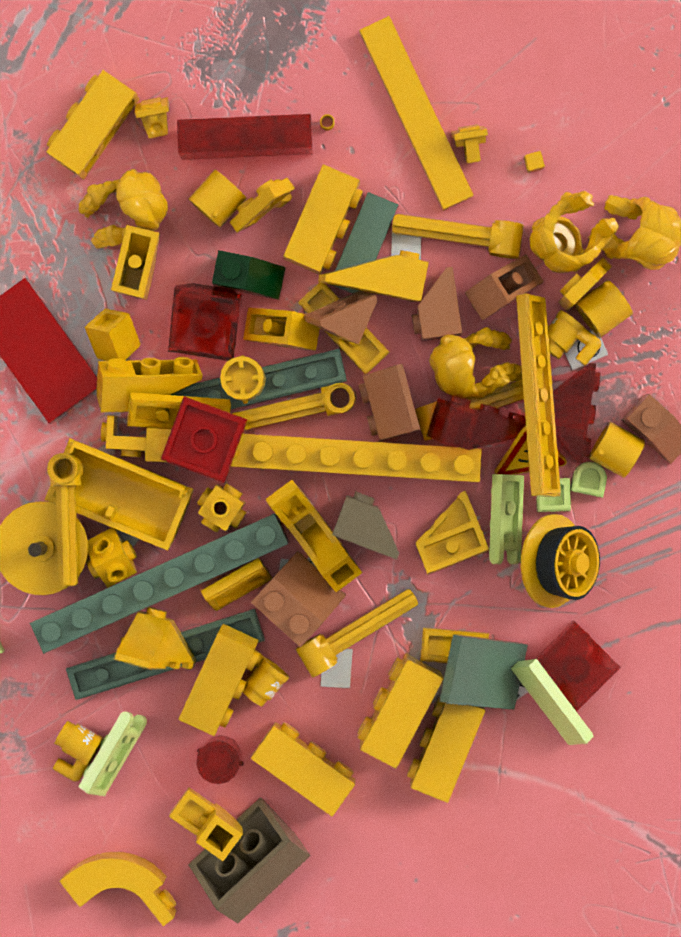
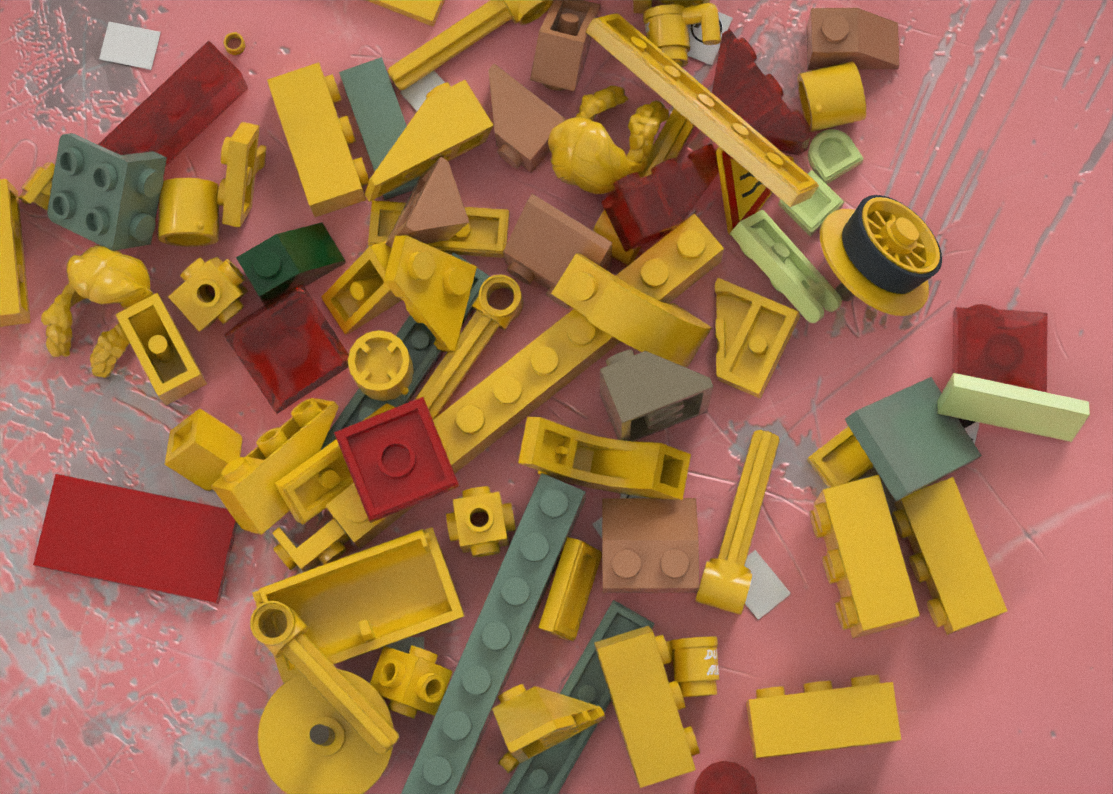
camera: 40 degrees left, 10 degrees down
(177, 150) = (106, 193): none -> sand green bracket
(189, 254) = (194, 296): none -> yellow brick
(270, 70) = (129, 45): none -> white sticker
(306, 361) = (432, 287): none -> yellow wing
(393, 474) = (629, 313): none -> yellow arch

